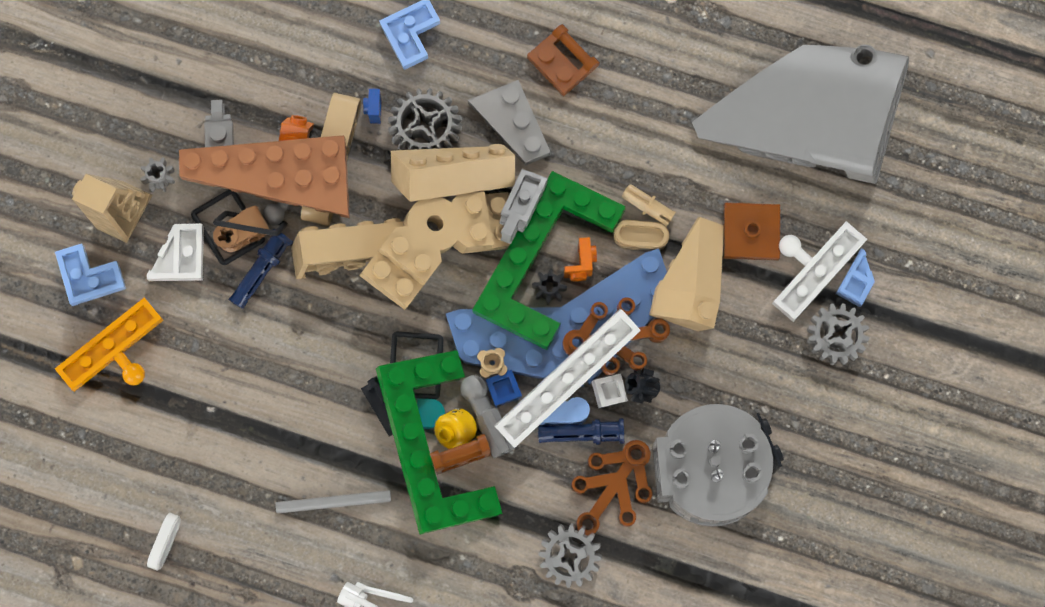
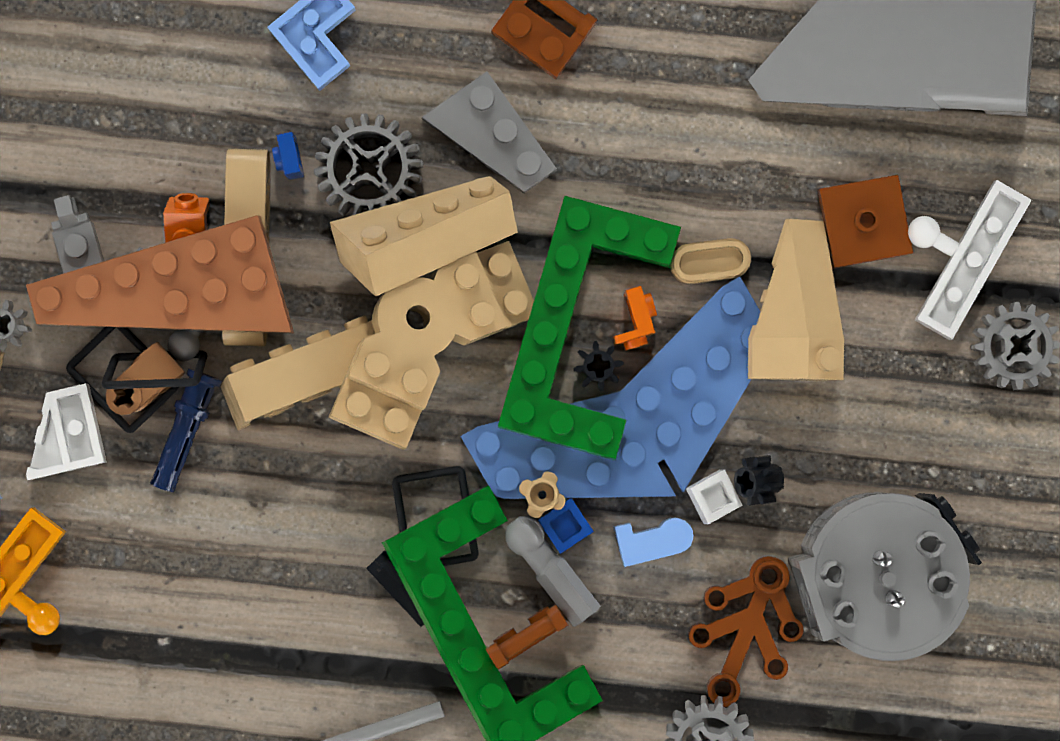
camera: 15 degrees left, 10 degrees up
(429, 412) = (471, 581): teal tile -> none
(455, 428) = (511, 599): yellow head -> none
(521, 204) = (533, 257): light grey hinge -> none
(567, 378) = (654, 499): white plate -> none
(595, 432) = (706, 558): dark blue pin -> none
(624, 353) = (701, 423): dark orange plant -> none
(648, 204) = (712, 216): tan axle -> none
(857, 280) = (1027, 260): light blue tile -> none

